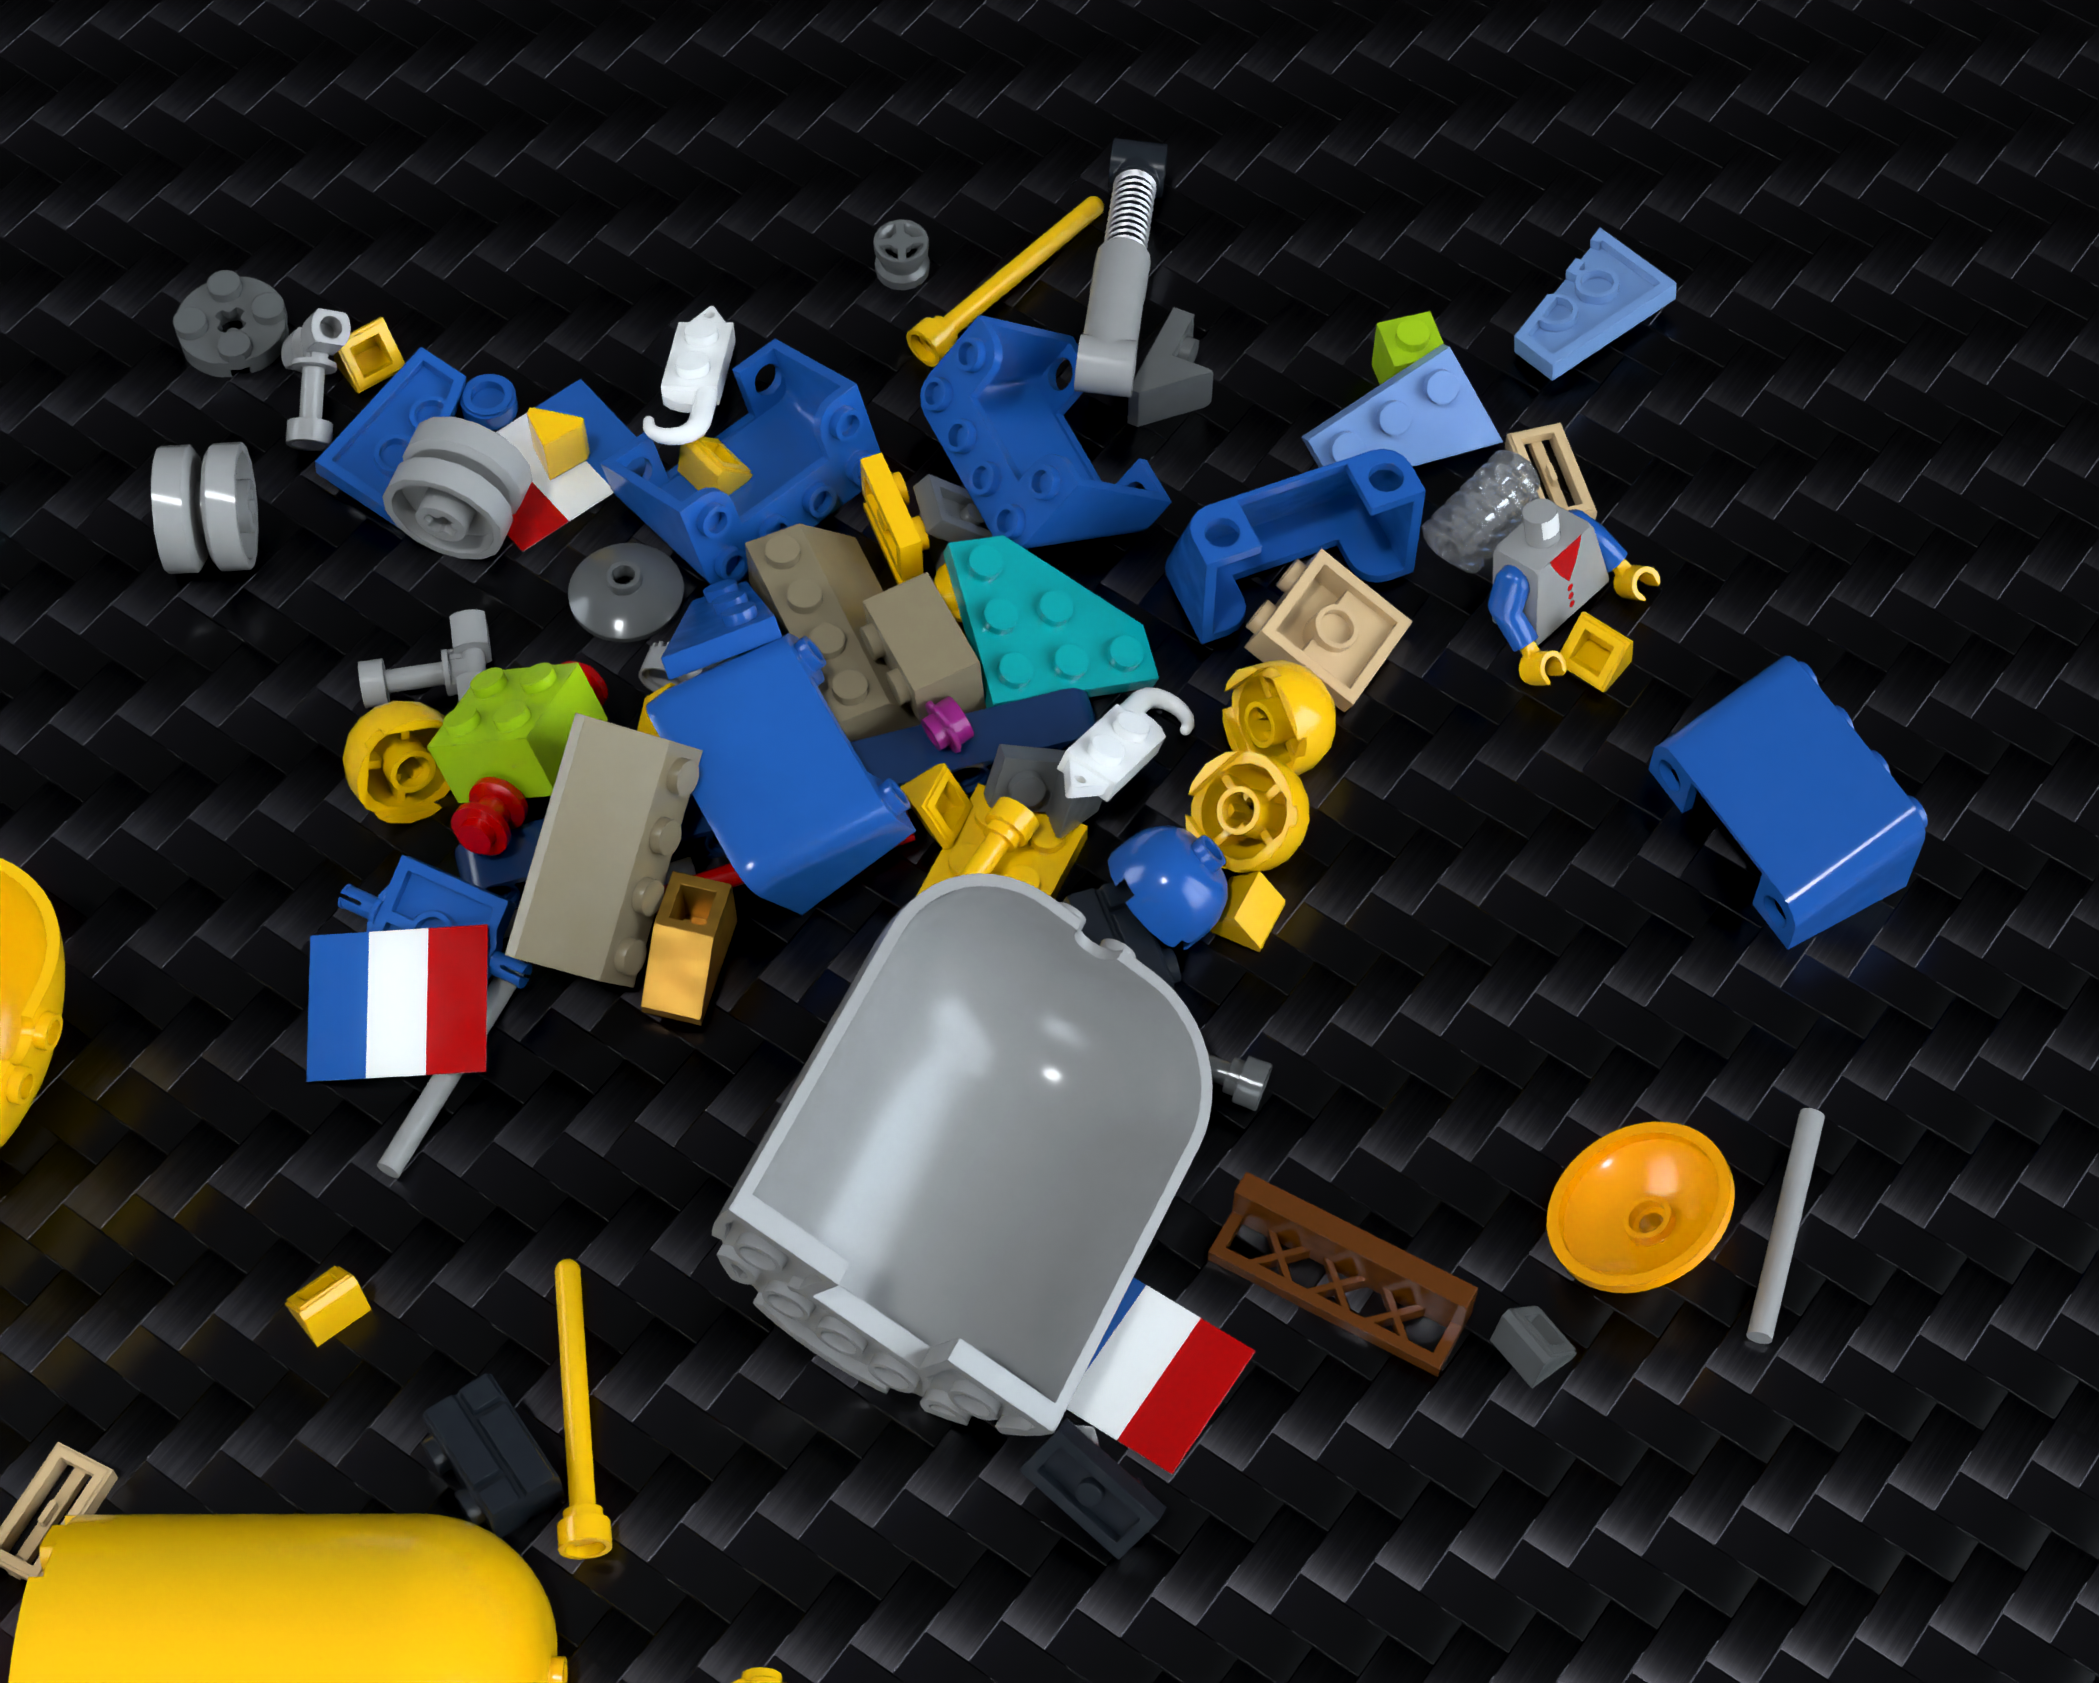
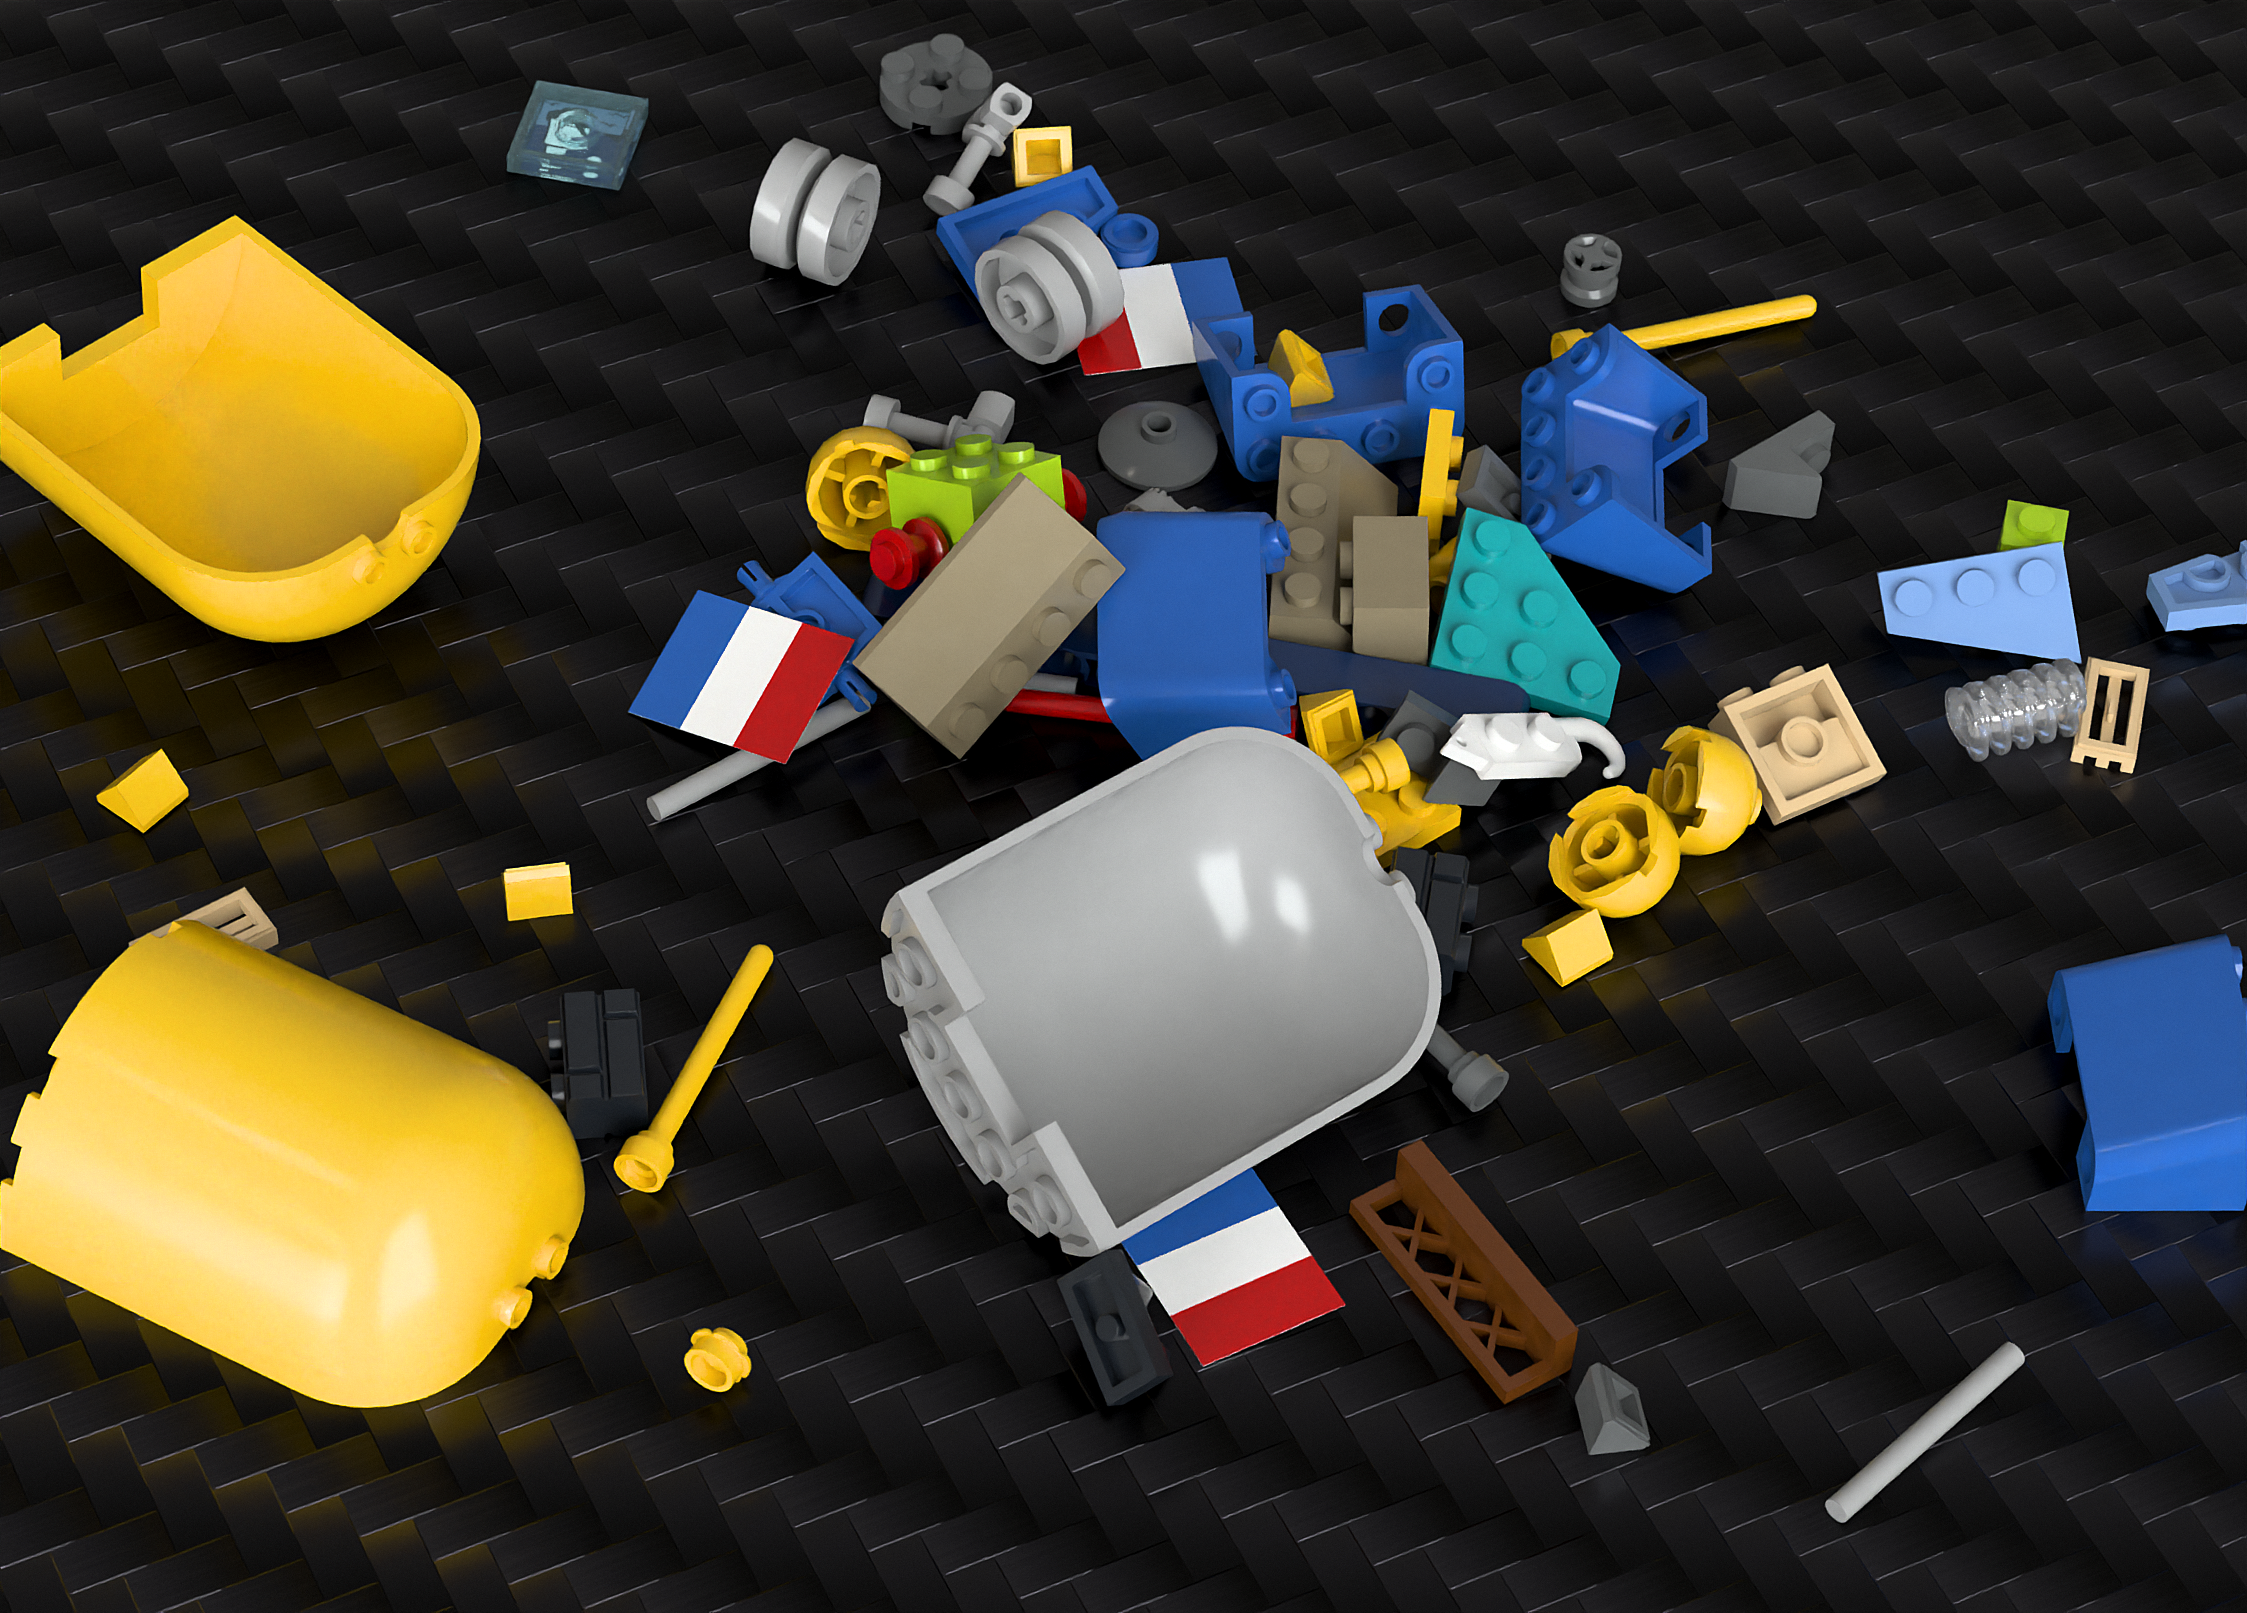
camera: 25 degrees right, 10 degrees down
(558, 440) = (1170, 292): yellow slope -> none
(688, 947) = (1027, 741): pearl gold slope -> none
(694, 376) = (1327, 288): white plate -> none
(718, 627) = (1226, 490): blue wing -> none
(946, 724) = (1372, 657): magenta plate -> none
(1121, 271) = (1724, 415): light grey piece -> none
(1173, 882) = (1503, 877): blue cylinder -> none
(1360, 504) = (1783, 618): blue windscreen -> none
(1548, 573) = (2045, 783): torso -> none
(1596, 652) = (2055, 876): yellow slope -> none
(1627, 1187) = (1781, 1338): light orange dish -> none

